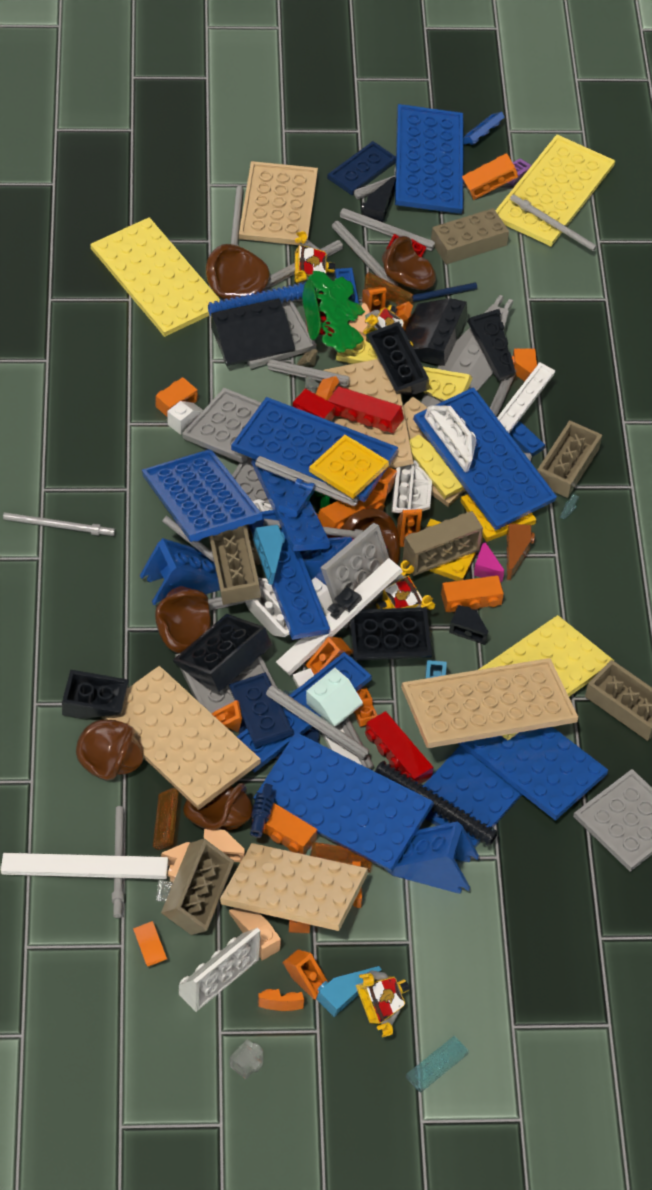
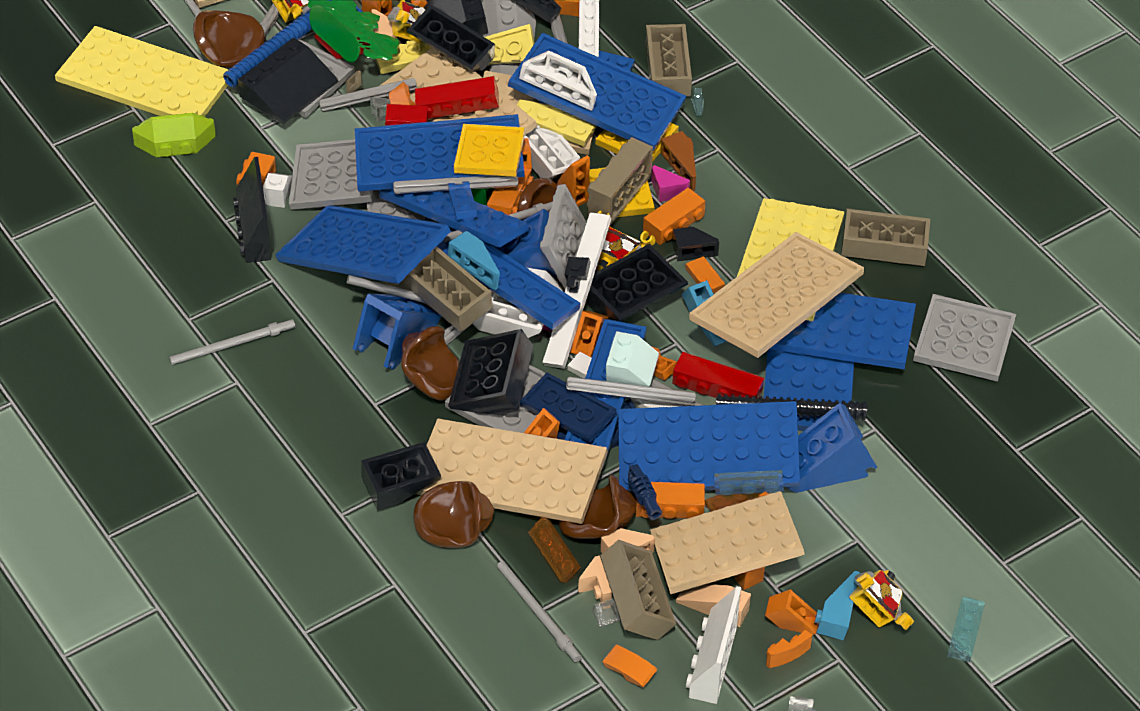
camera: 30 degrees left, 5 degrees down
(84, 865) = (511, 630): white tile -> none
(140, 335) = (174, 134): none -> lime wedge
(145, 432) = (252, 215): none -> black slope
(350, 847) = (748, 482): none -> clear light blue plate
(459, 655) = (701, 271): none -> orange tile

